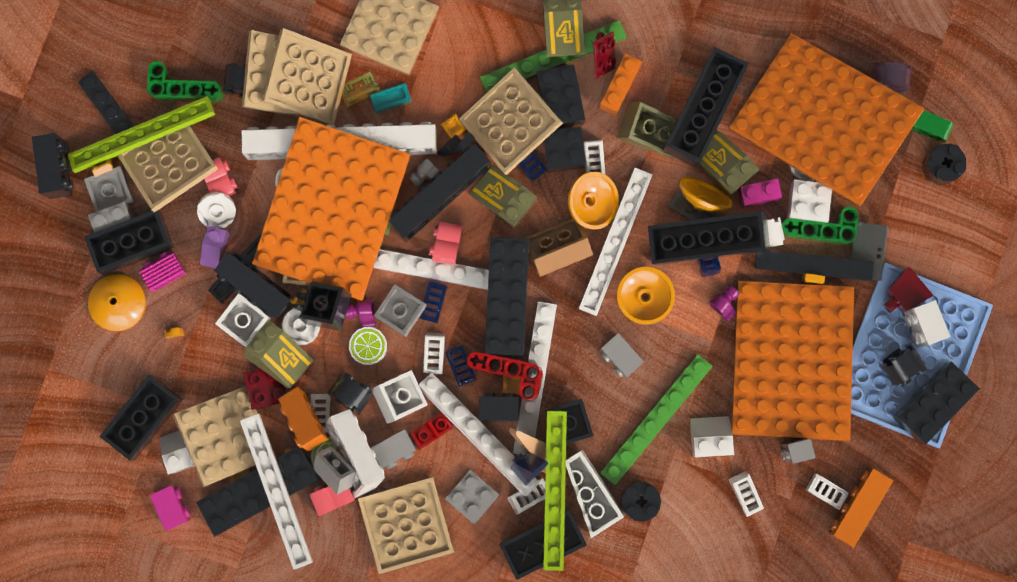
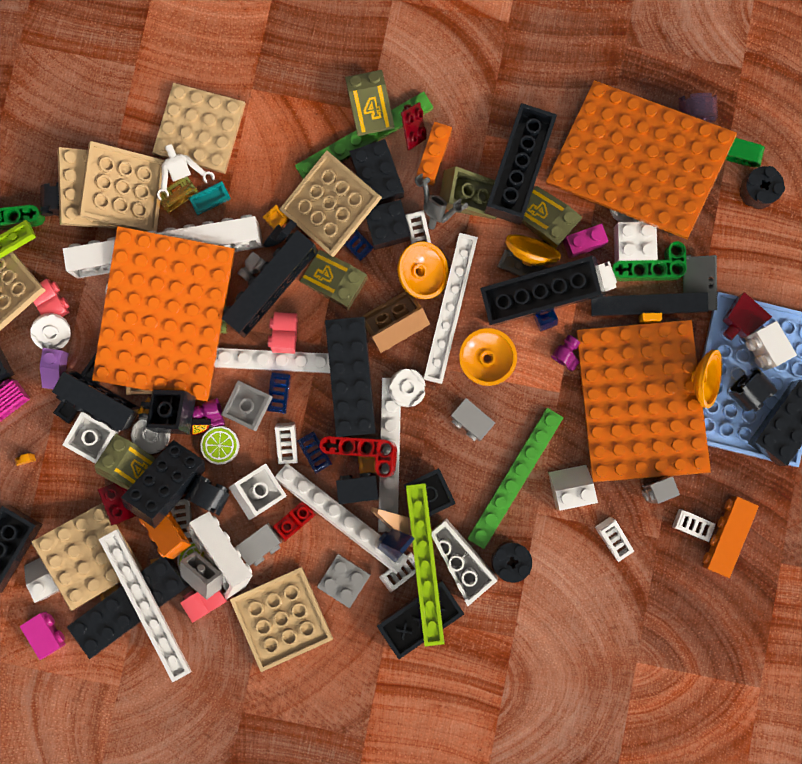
camera: 10 degrees left, 0 degrees up
(309, 375) = (163, 483): none -> black brick
(351, 324) = (200, 426): none -> tile
(363, 65) = (178, 169): none -> white piece
(561, 315) = (407, 387): none -> white tile
(615, 138) = (436, 206): none -> dark grey piece
(861, 347) = (708, 378): none -> light orange dish

